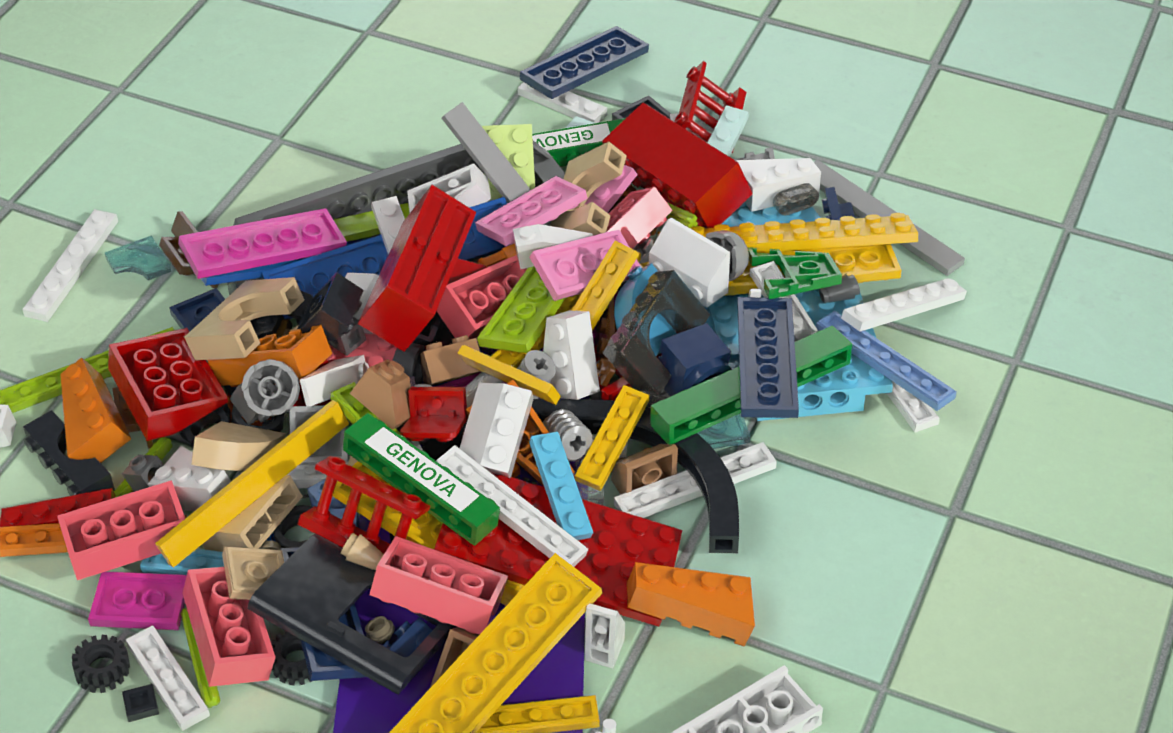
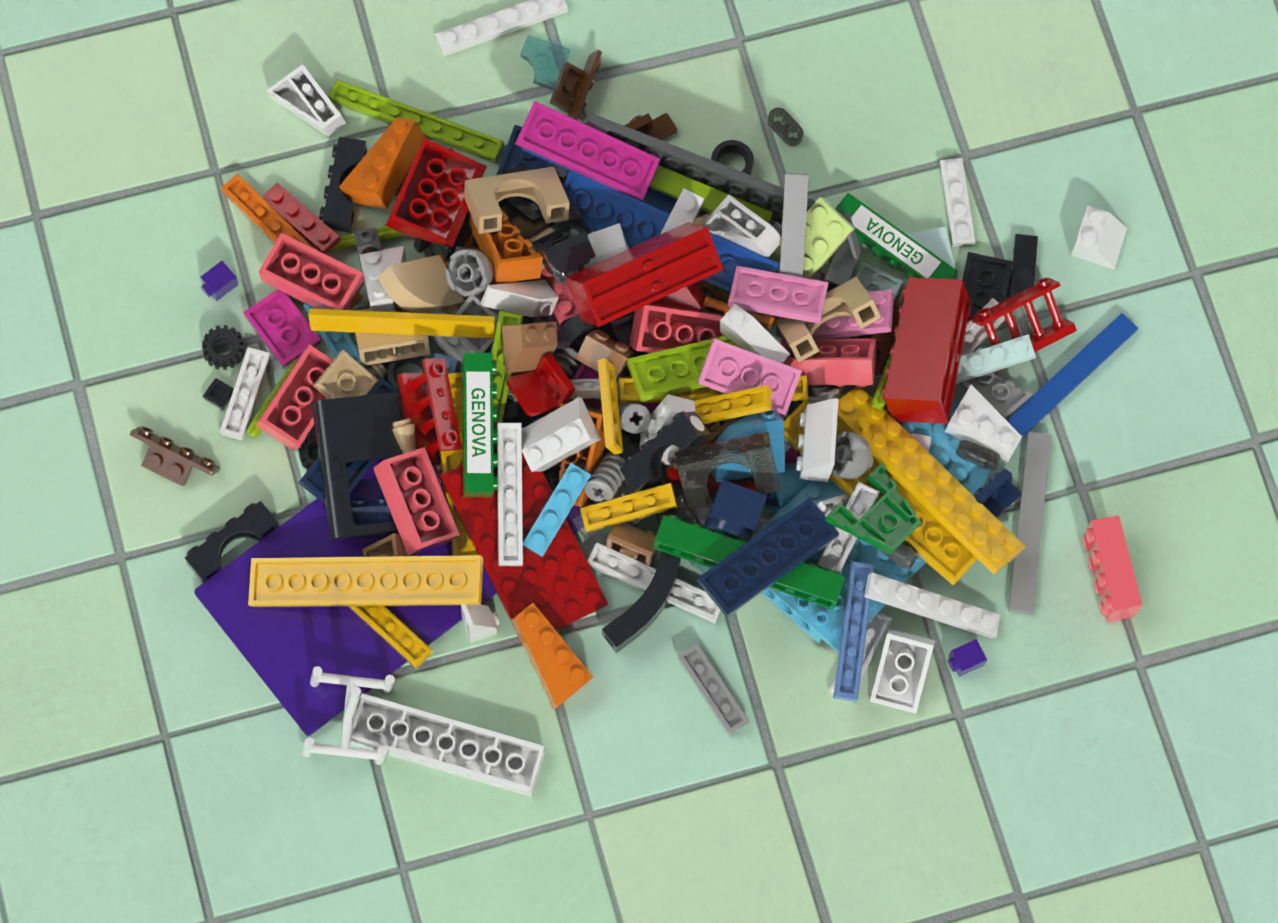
camera: 45 degrees right, 25 degrees up
(34, 618) = (218, 281): none -> dark purple brick
(380, 629) = (371, 487): dark tan plate -> none
(382, 154) = (783, 130): none -> clear smoke beam
(583, 62) = (1007, 187): dark blue plate -> none
(596, 323) = (644, 467): none -> black arch
(644, 86) = (1023, 263): none -> black tile
(678, 45) = (1099, 238): none -> white slope
(776, 112) = (1072, 375): none -> blue tile
(840, 506) = (713, 689): none -> light grey plate
(948, 359) = (902, 670): none -> white slope
(970, 318) = (967, 658): none -> dark purple brick
(975, 183) = (1112, 569): none -> coral brick

